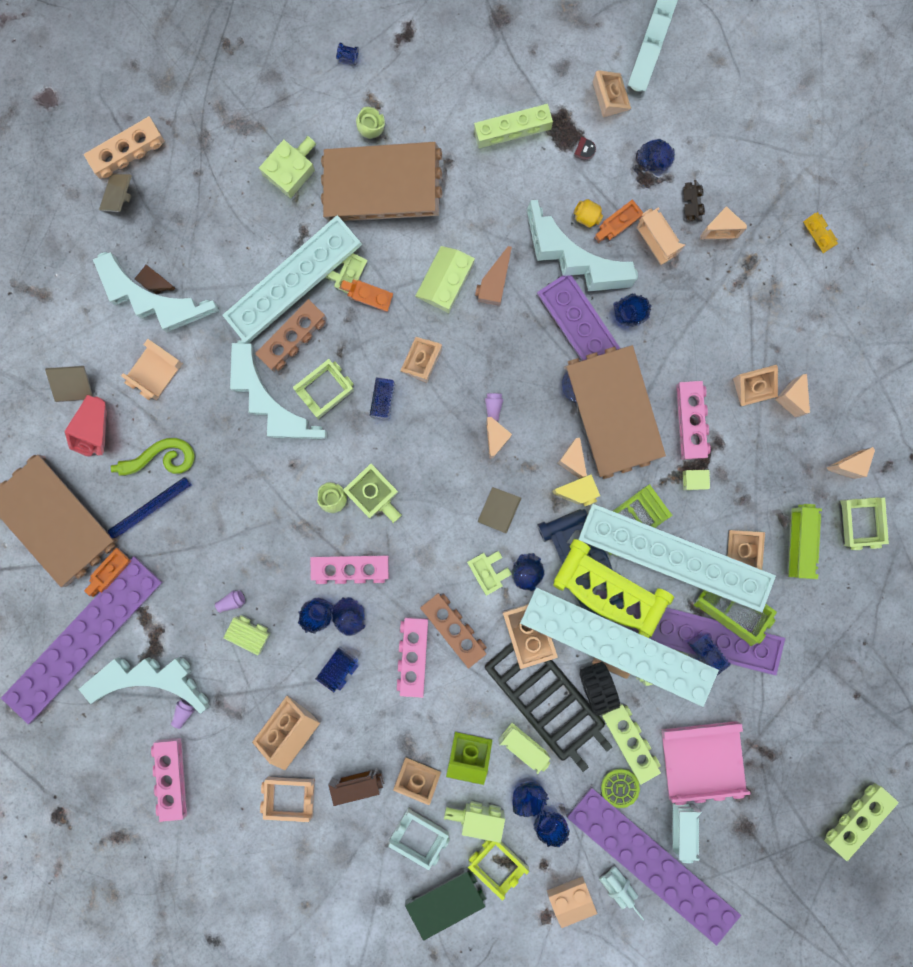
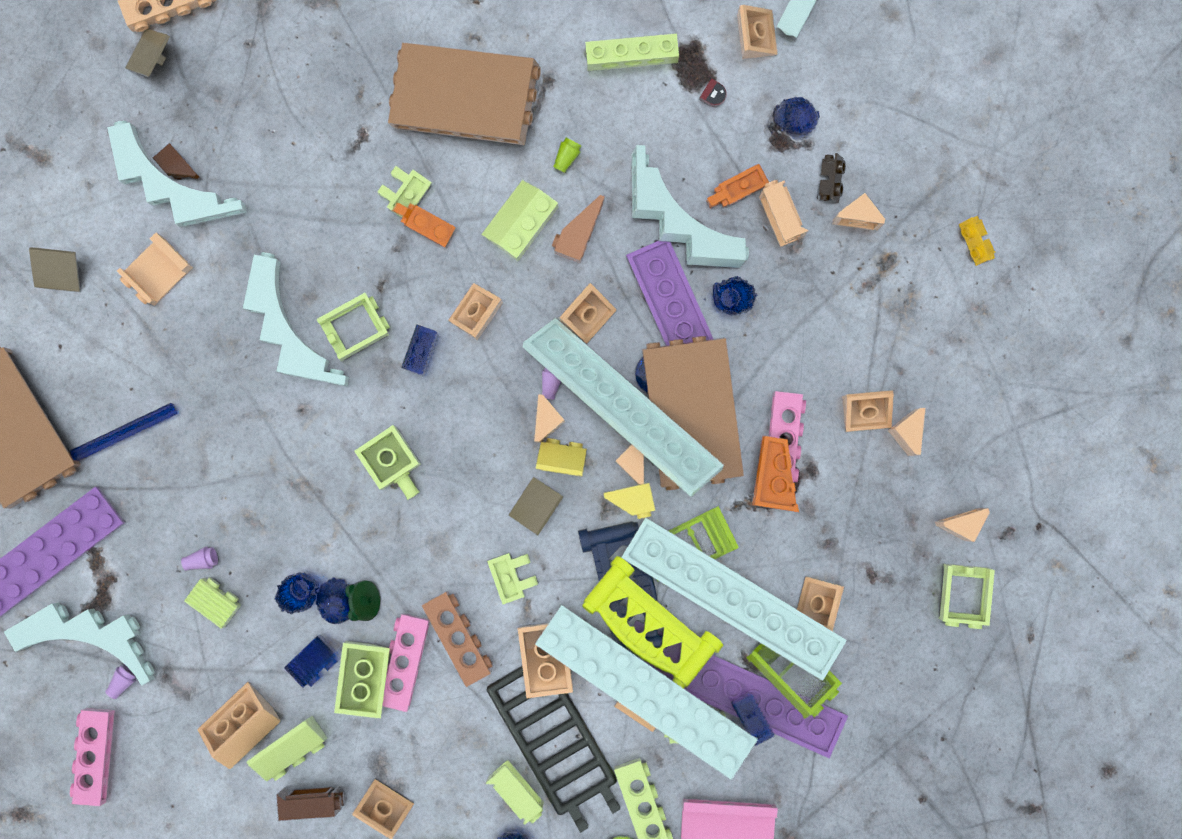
camera: 15 degrees right, 0 degrees up
(88, 427) = (68, 325): coral slope -> none
(107, 572) = (61, 500): orange hinge -> none
(132, 466) = (114, 379): lime plant -> none
(267, 805) = (202, 806): light nougat window -> none
(288, 166) = (358, 55): yellowish green brick -> none
(292, 279) = (338, 191): light aqua plate -> none
(292, 325) = (313, 258): nougat brick -> none
(319, 566) = (313, 533): bright pink brick -> none
(330, 745) = (288, 750): none -> yellowish green slope
(331, 497) = (340, 457): yellowish green hair -> none
(370, 122) = (463, 19): yellowish green hair -> none
(371, 612) = (363, 601): none -> dark green piece
(381, 677) = (362, 679): none -> yellowish green slope
(469, 758) = (449, 793): lime slope -> none
(473, 219) = (567, 153): none -> lime cone
(514, 345) = (587, 313): none -> light nougat slope
(514, 467) = (561, 458): none -> light yellow slope
(527, 572) = (557, 584): clear blue hair -> none
(559, 415) = (623, 407): none -> light aqua plate
(588, 213) = (703, 171): yellow head -> none
(599, 688) = (616, 737): black tyre -> none
(691, 452) = (774, 477): none -> orange wing
(696, 480) = (774, 515): yellowish green panel -> none
(804, 541) = (890, 606): lime door -> none

